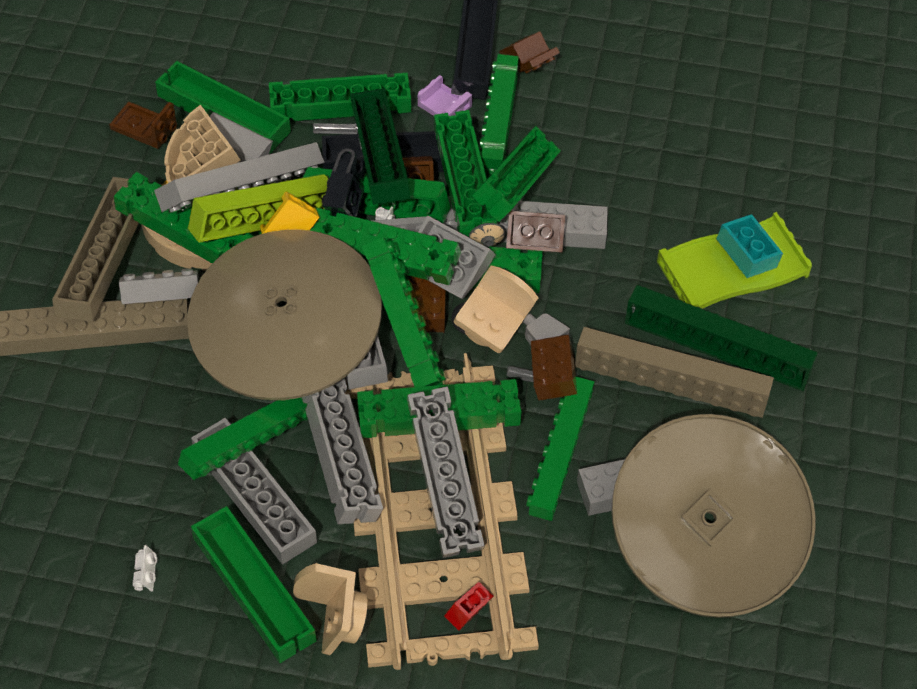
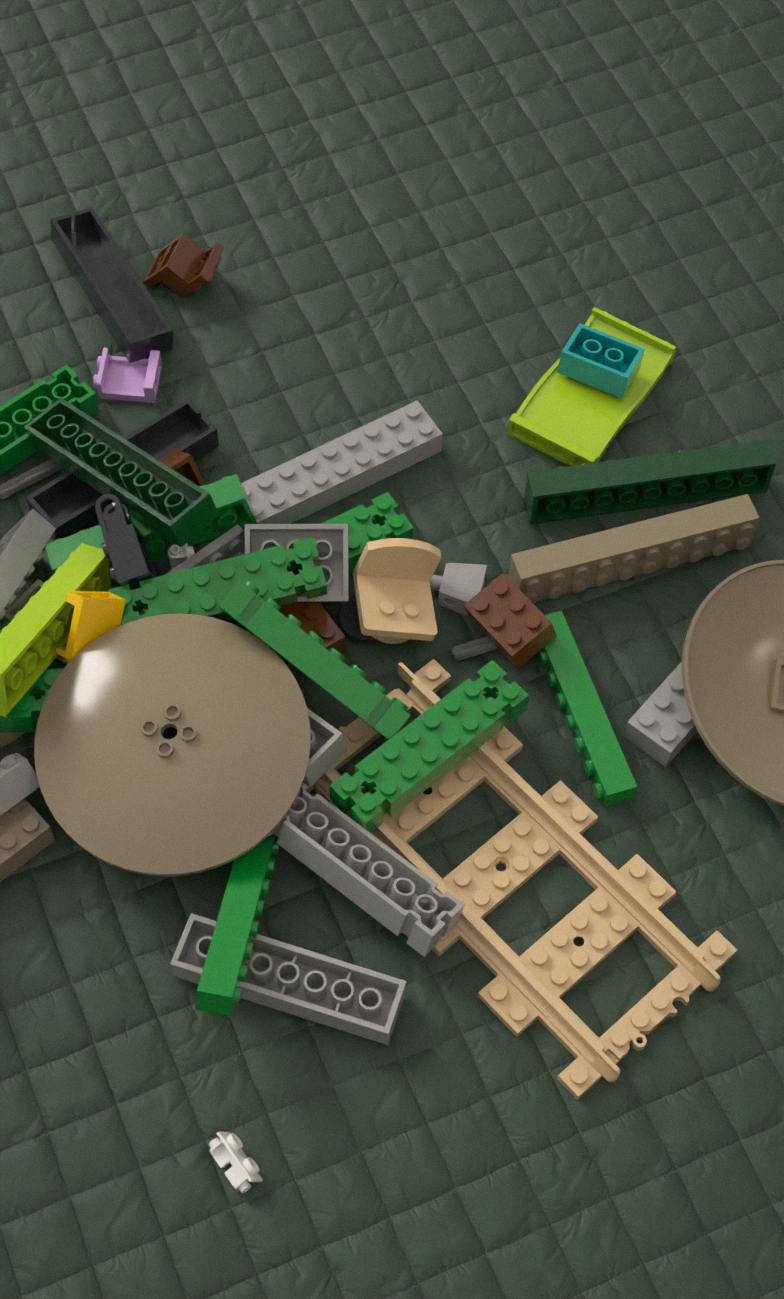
camera: 35 degrees left, 5 degrees up
(253, 584) = (380, 1091): green piece -> none
(344, 608) = (510, 1052): tan piece -> none
(445, 472) = (503, 818): light grey brick -> none
(462, 168) = (239, 448): green brick -> none
(468, 606) = (636, 956): red arch -> none
(487, 234) = (319, 508): dish -> none
(500, 112) = (214, 364): green brick -> none
(516, 174) = (300, 418): green brick -> none
(535, 231) = (368, 473): brick -> none

